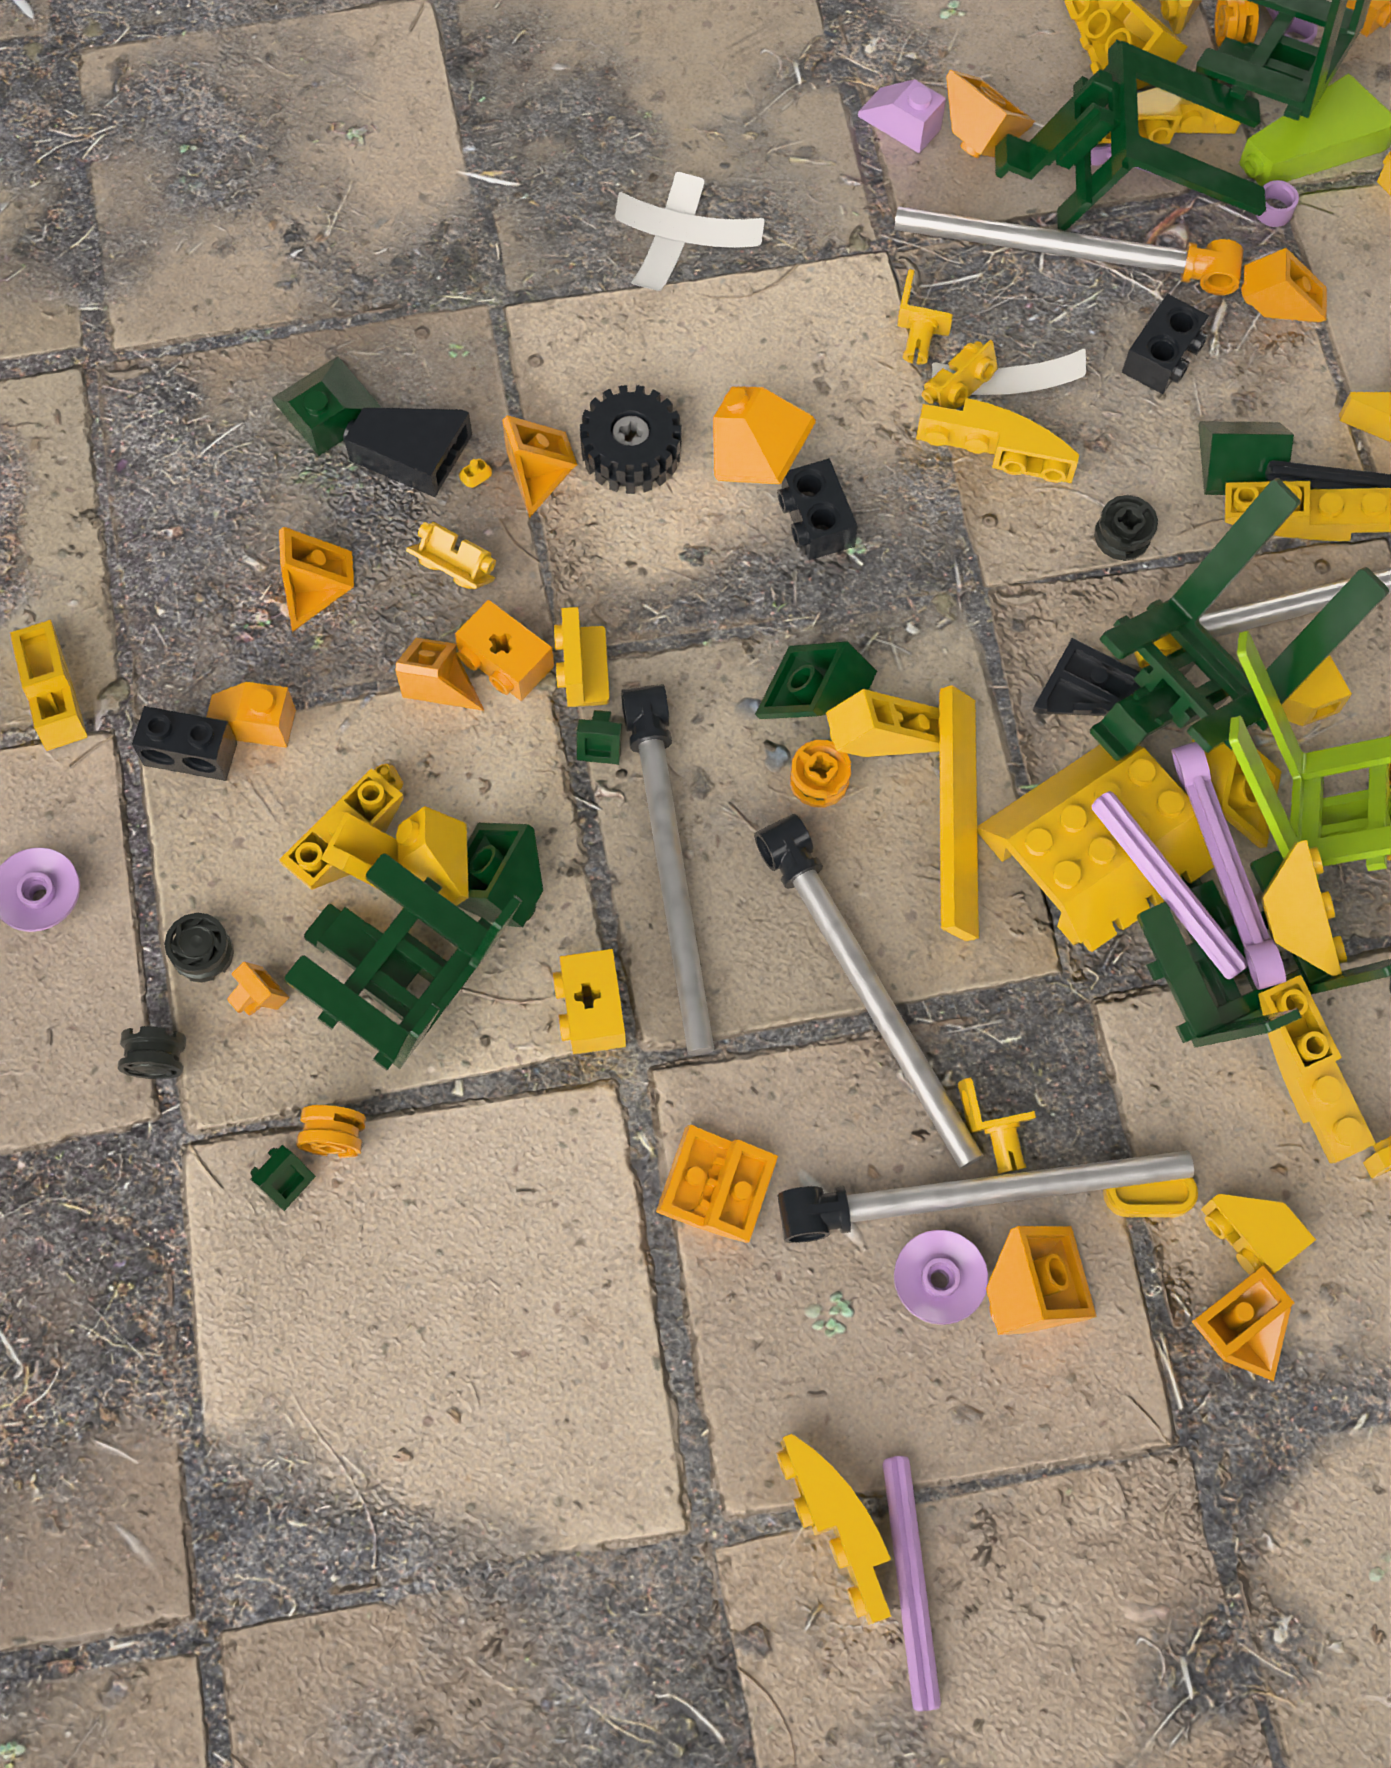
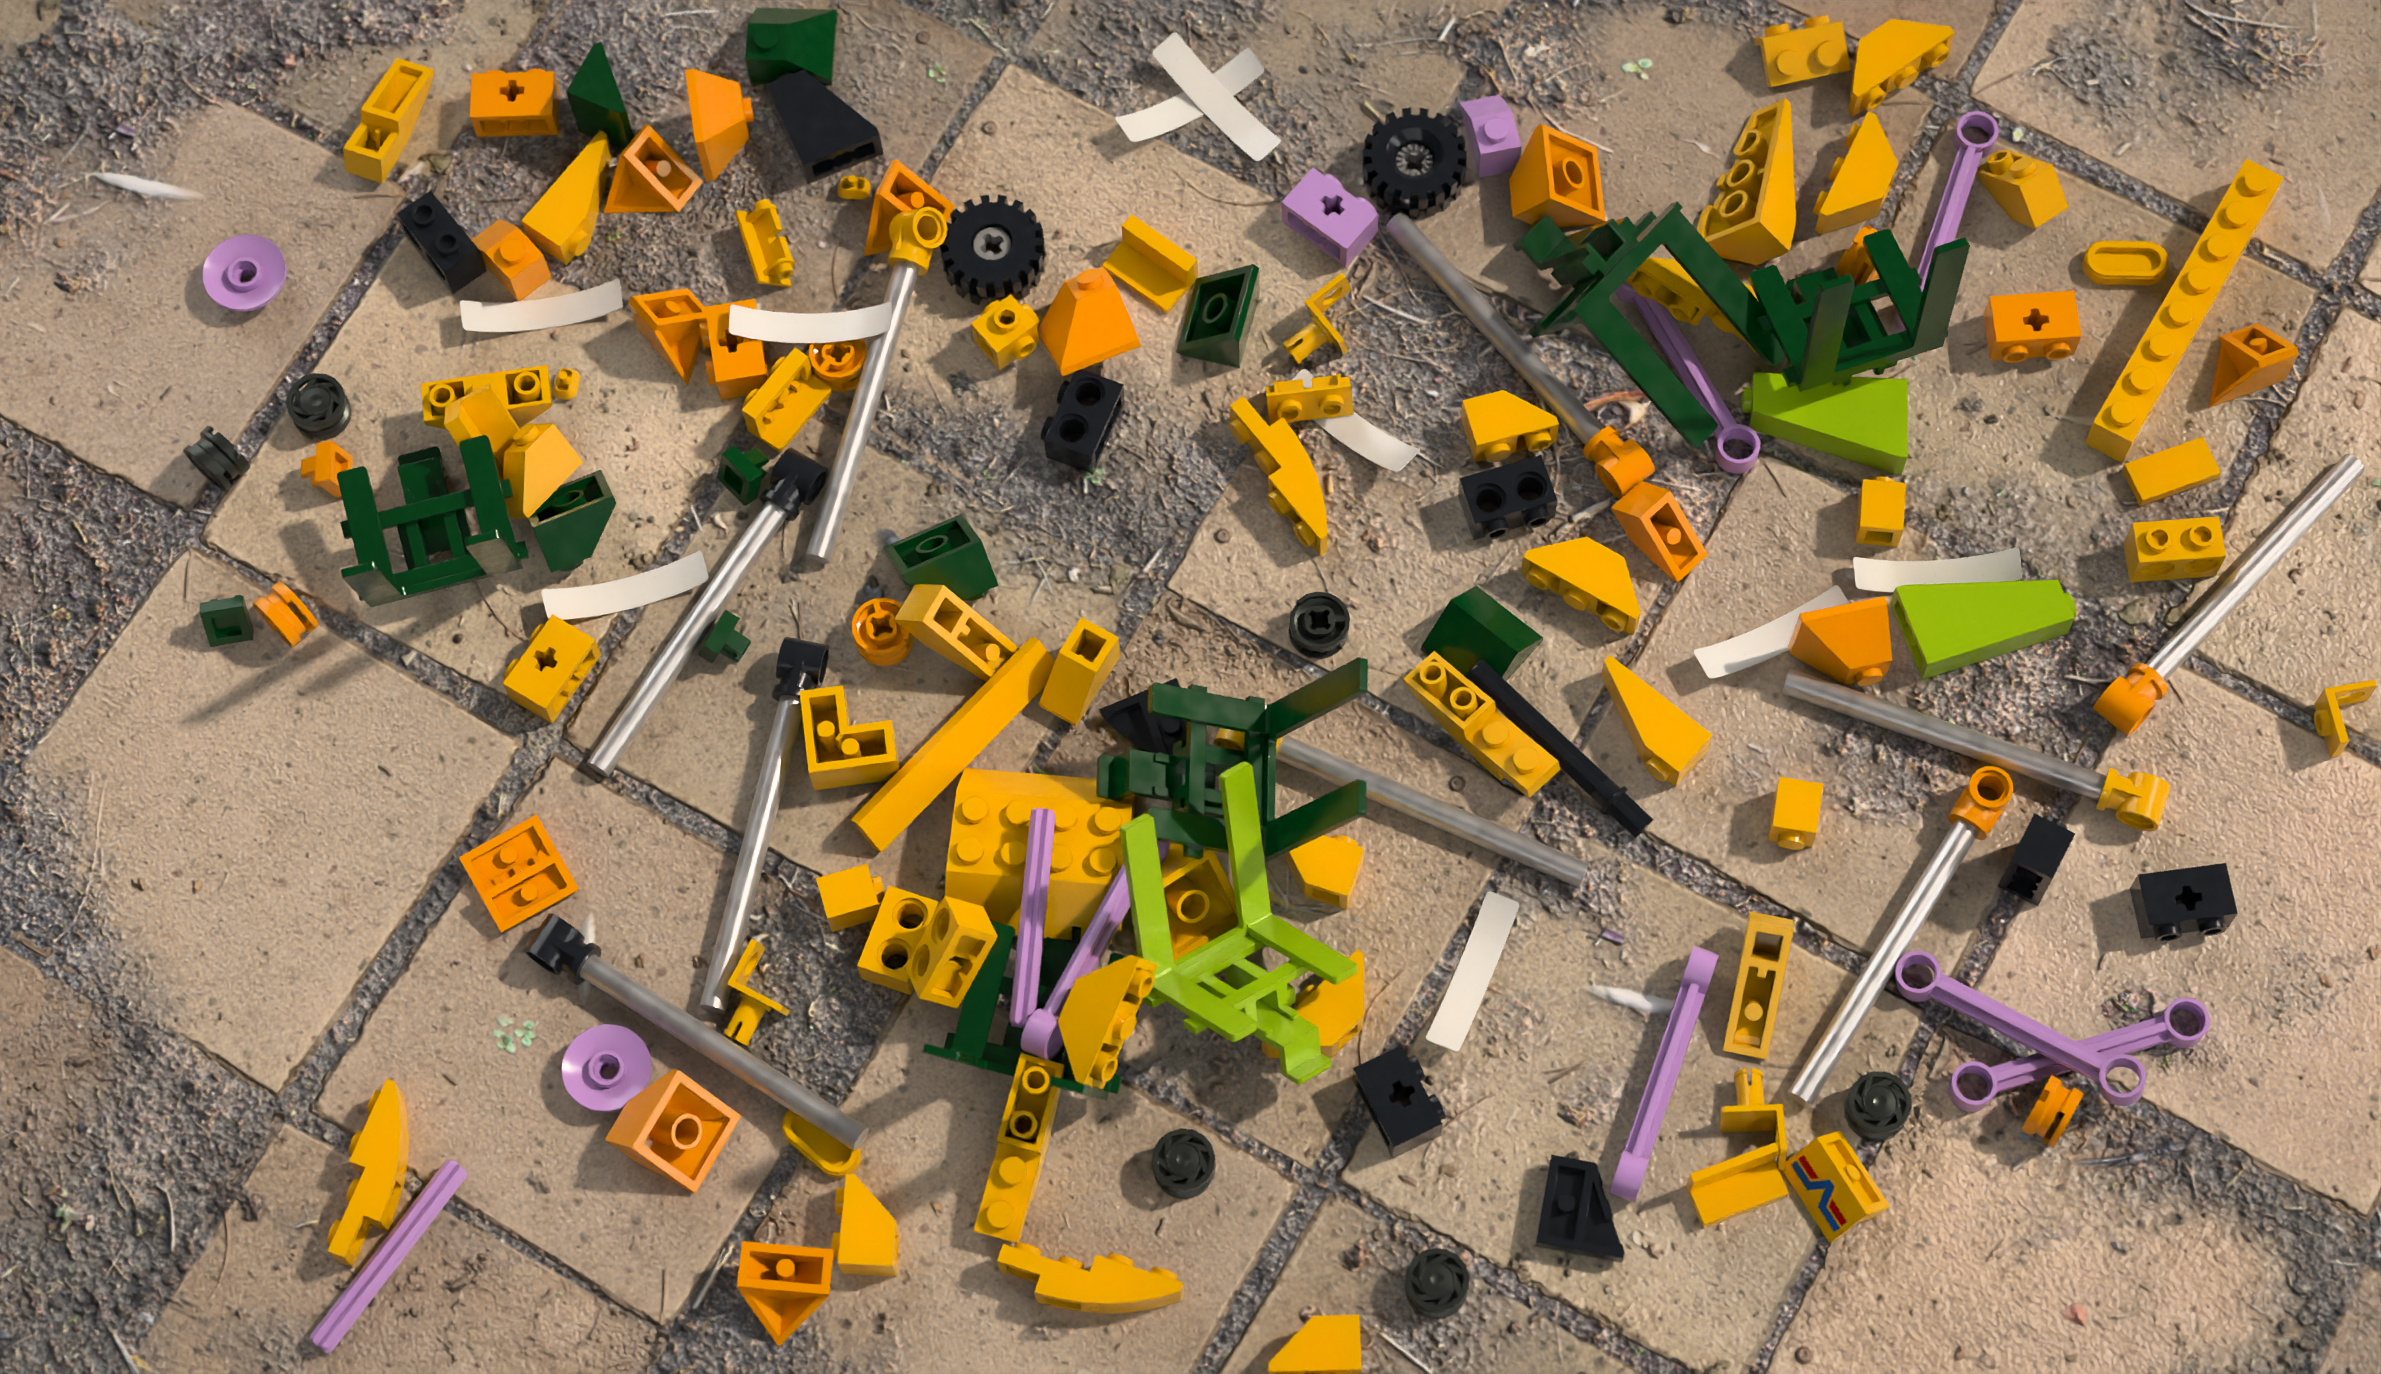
camera: 45 degrees right, 0 degrees up
(145, 597) = (498, 114): none -> light orange brick
(227, 541) = (597, 100): none -> dark green slope
(266, 642) = (569, 209): none -> yellow slope
(318, 736) = (542, 312): none -> white sticker
(324, 494) = (717, 119): none -> light orange slope
(556, 585) = (808, 326): none -> white sticker
(569, 466) = (909, 258): none -> flat silver piece
(591, 895) = (626, 592): none -> white sticker
(593, 595) = (838, 363): none -> light orange wheel
(700, 487) = (1006, 331): none -> yellow brick
(706, 872) = (725, 640): none -> dark green tile
(756, 362) = (1152, 265): none -> yellow panel
(844, 364) = (1221, 316): none -> dark green slope
(851, 245) = (1330, 216): none -> lavender brick
(875, 147) = (1414, 140): none -> black bush
(878, 884) = (840, 751): none -> yellow brick
(994, 988) = (850, 896): none -> yellow brick
(999, 686) = (1080, 671): none -> yellow slope
(1053, 992) = (890, 938): none -> yellow brick
(1111, 298) = (1505, 425): none -> yellow slope
(1143, 960) = (951, 952): none -> yellow brick
(1278, 356) = (1587, 578): none -> yellow slope

